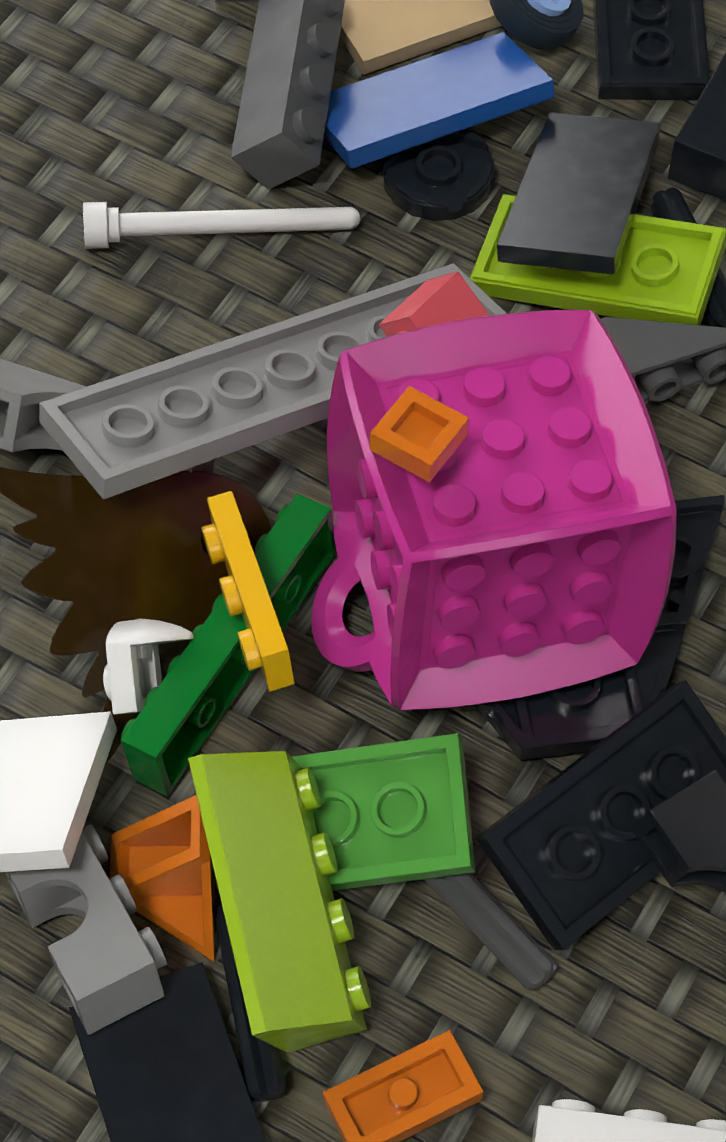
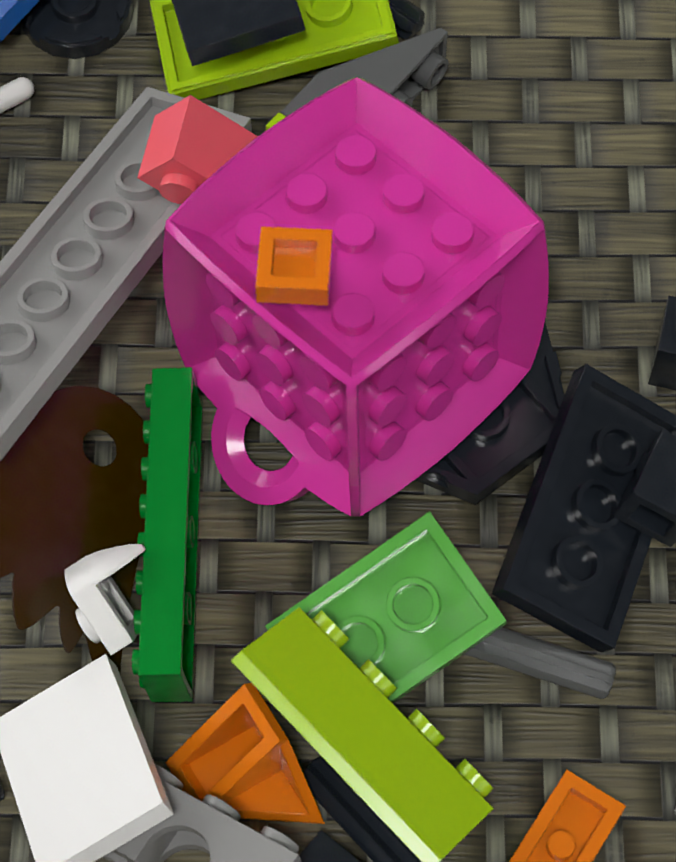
camera: 30 degrees left, 5 degrees up
(247, 593) = (174, 481): yellow plate -> none

